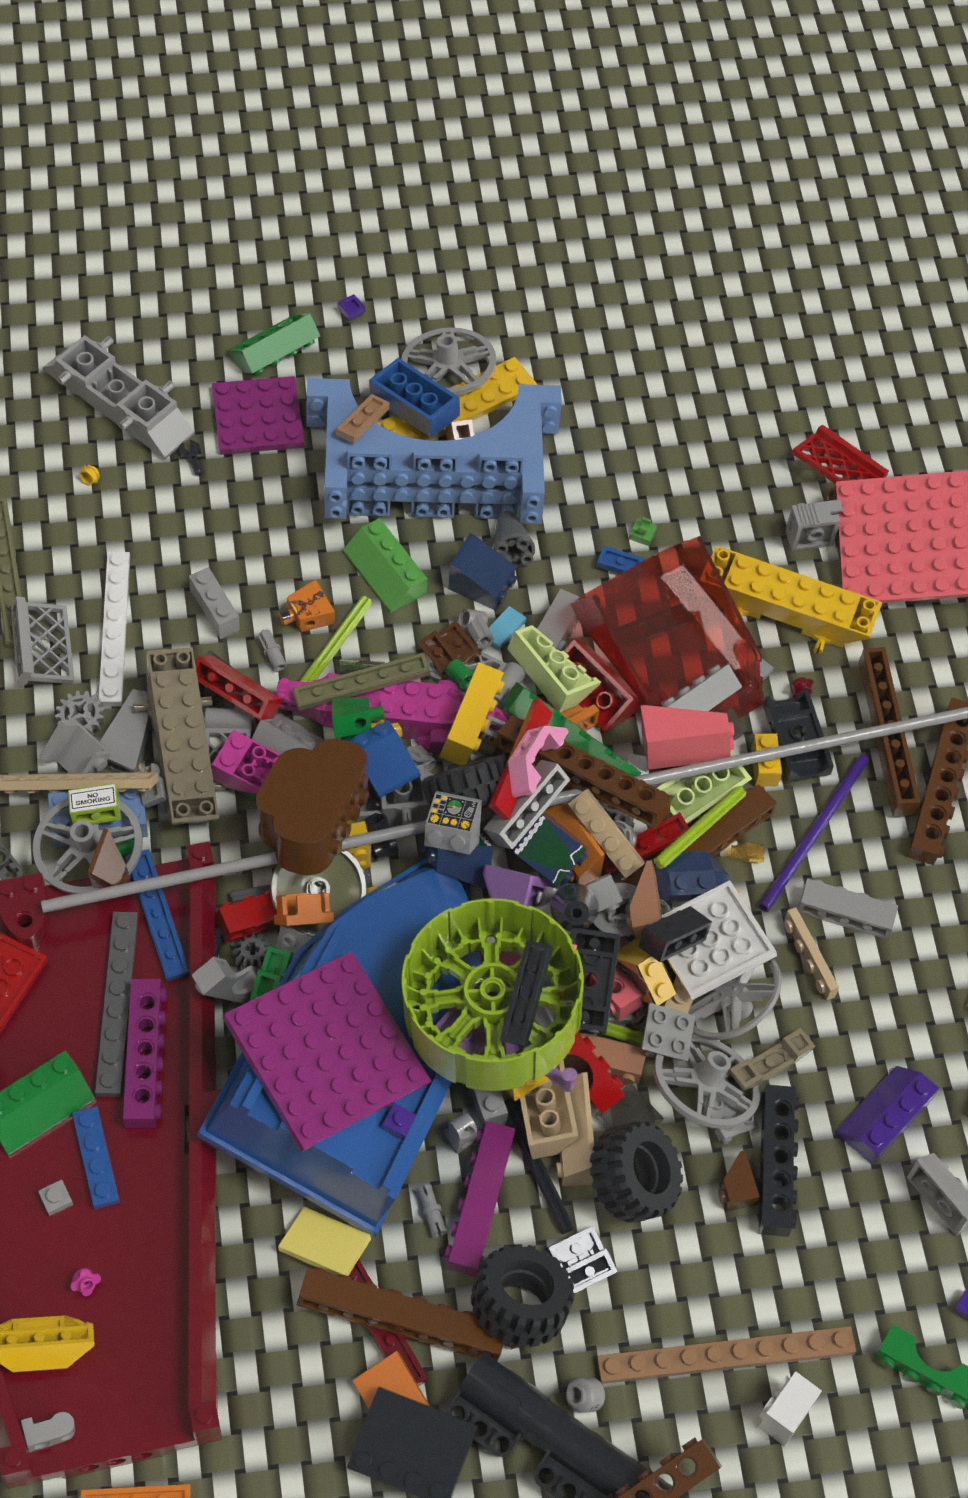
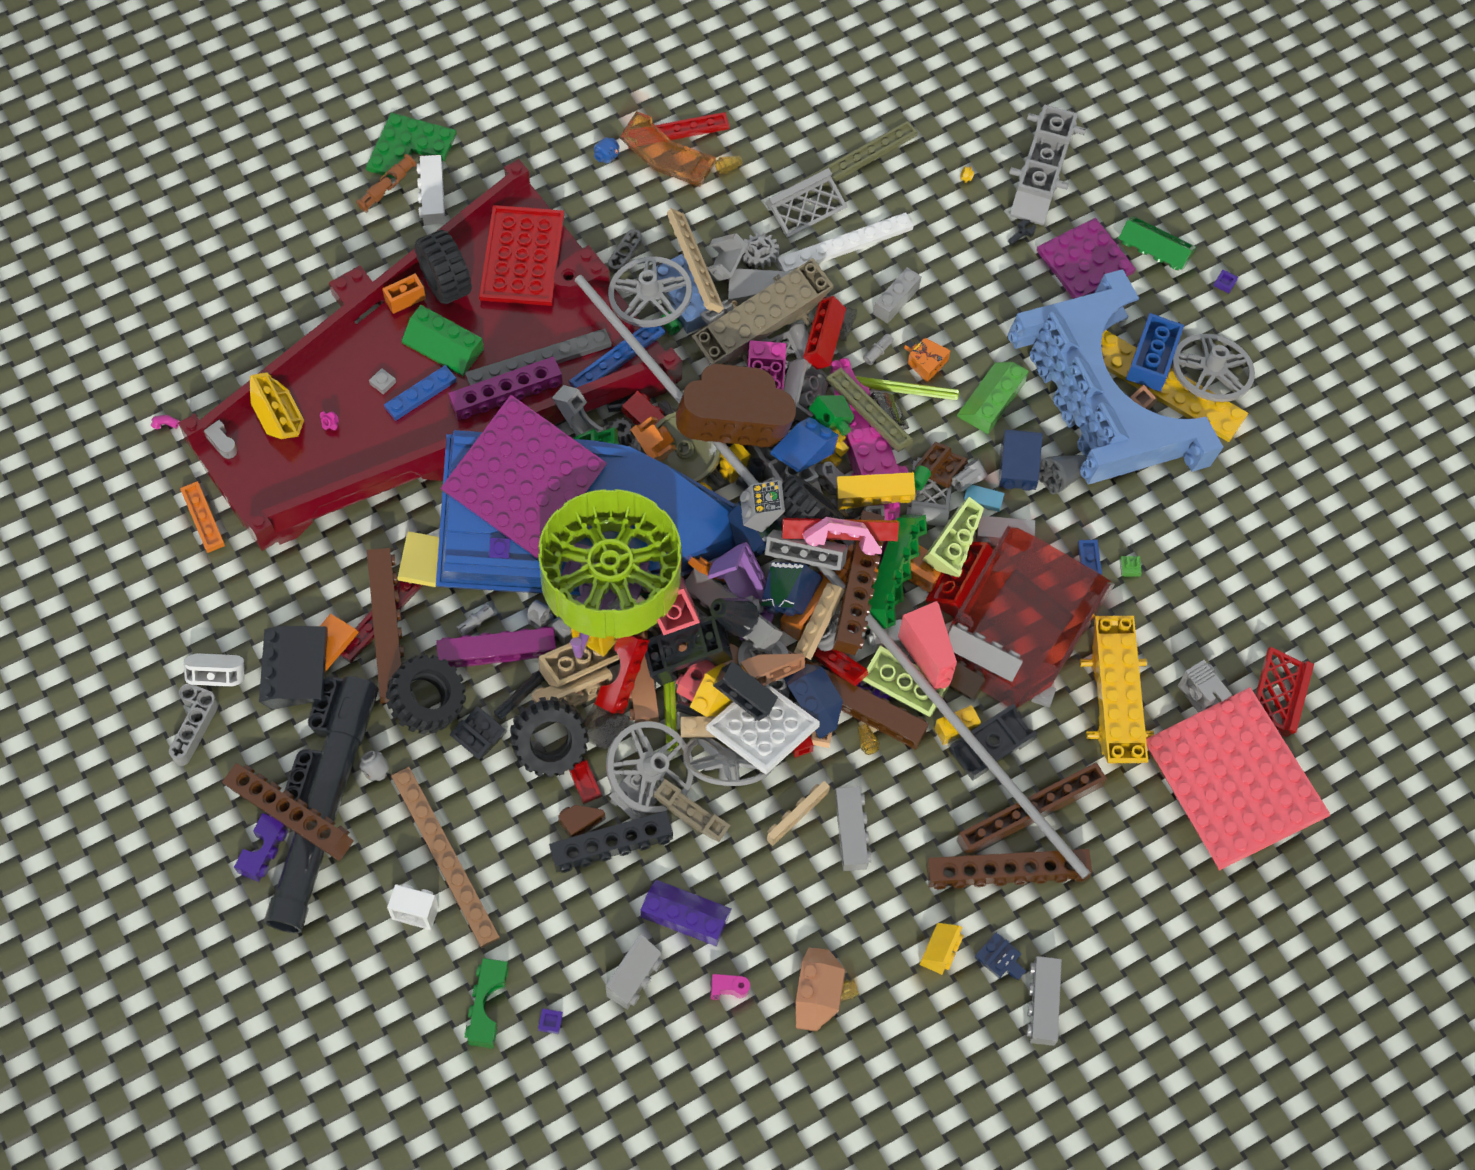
camera: 70 degrees right, 5 degrees up
(95, 804) = (675, 278): brick -> none
(107, 864) = (632, 303): slope -> none
(362, 418) = (1098, 315): medium nougat plate -> none
(526, 993) = (610, 578): black plate -> none
(668, 1032) = (673, 722): light grey hinge -> none
(697, 1163) = (585, 782): none -> red tile
(699, 827) = (860, 687): lime axle -> none
(800, 685) = (1043, 732): dark red plate -> none
(814, 832) = (913, 784): dark purple piece -> none

